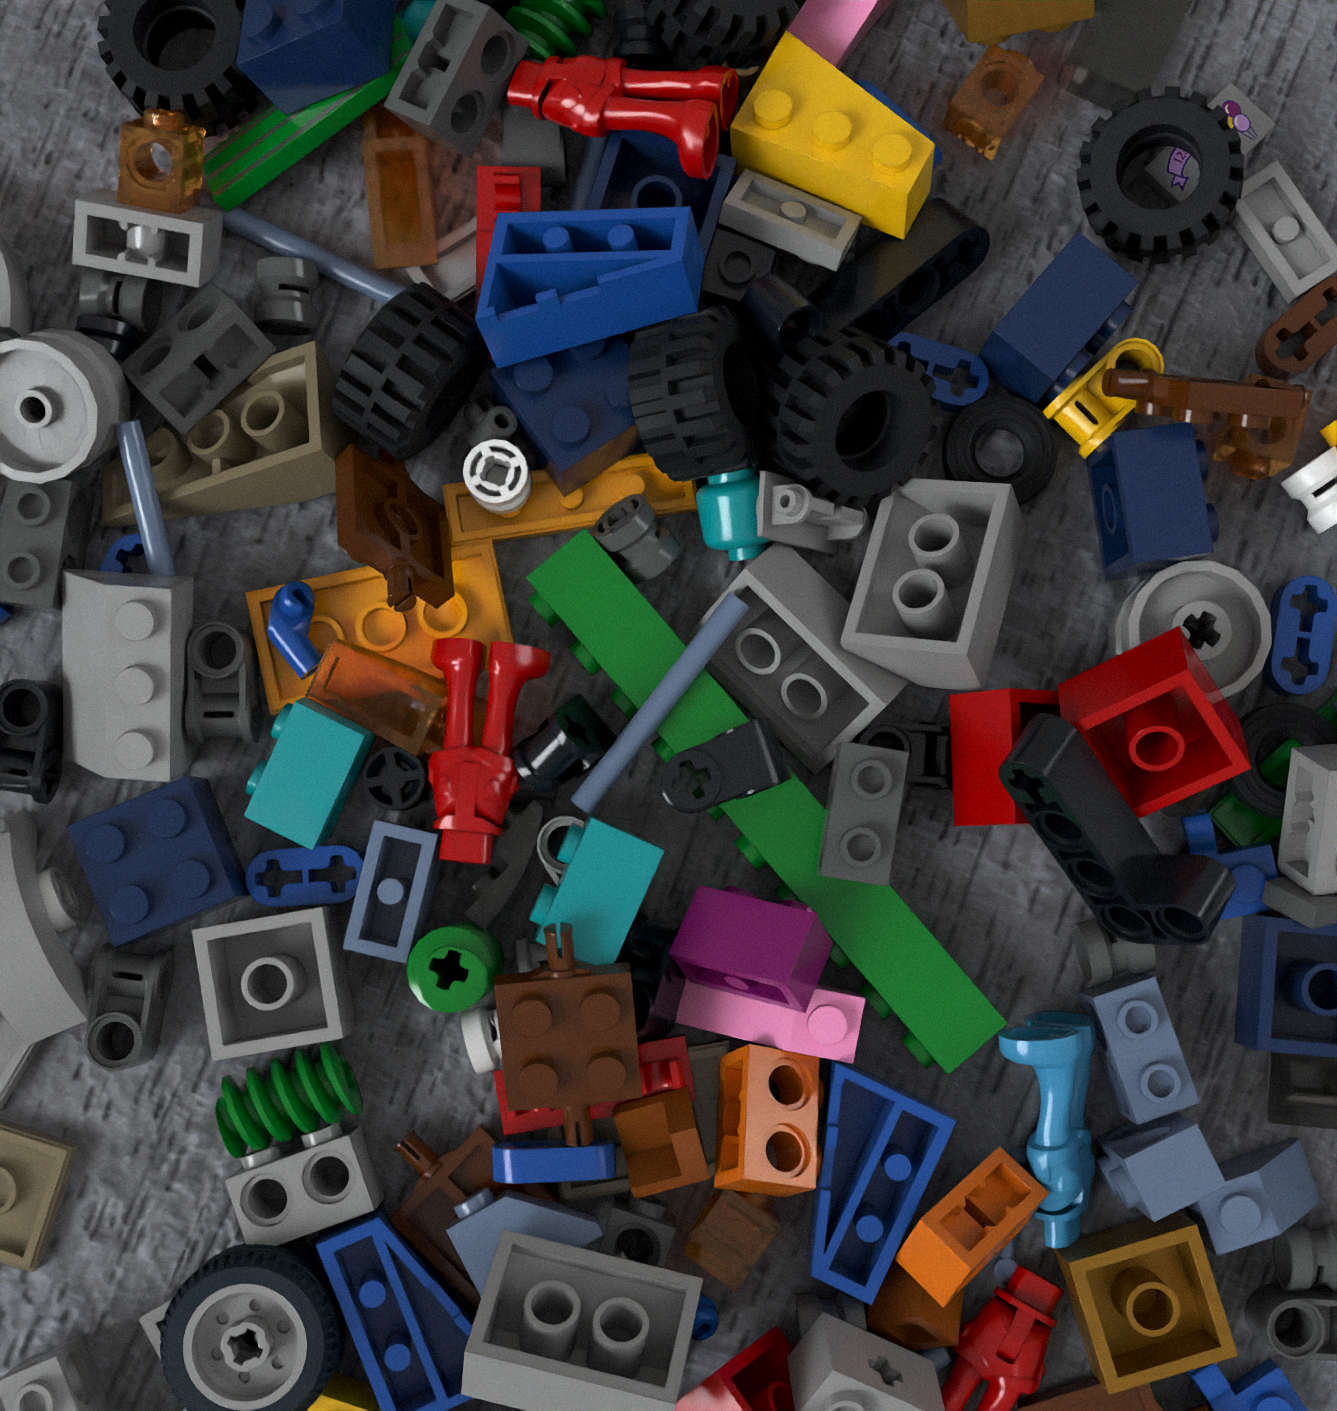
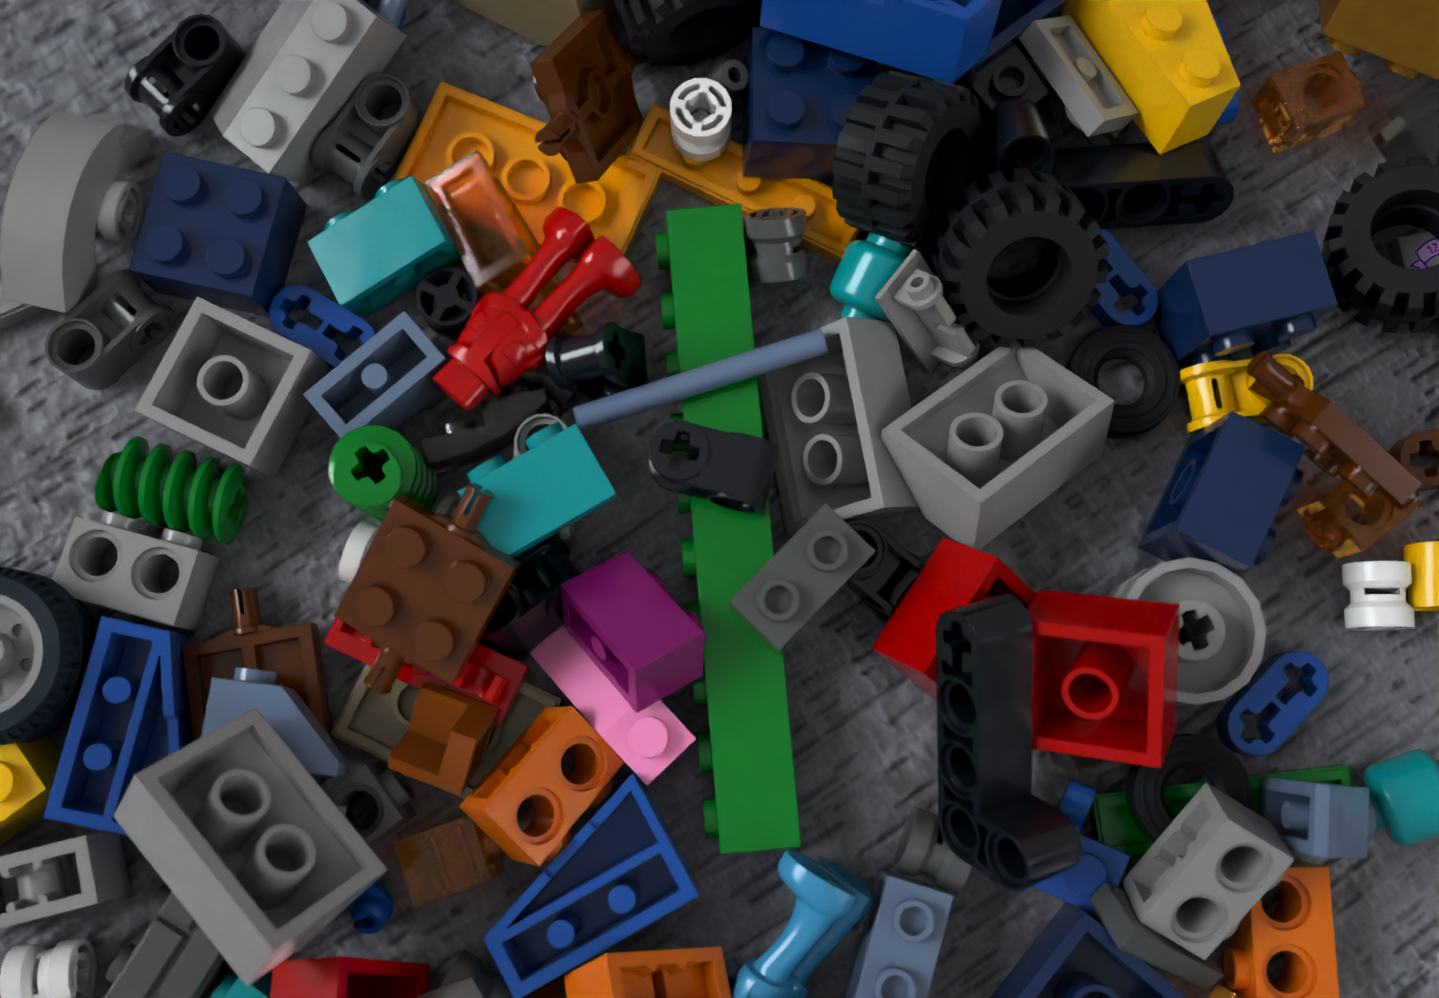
camera: 25 degrees right, 5 degrees down
(290, 625) = (456, 124): blue arm -> none
(553, 1160) = (345, 690): blue beam -> none

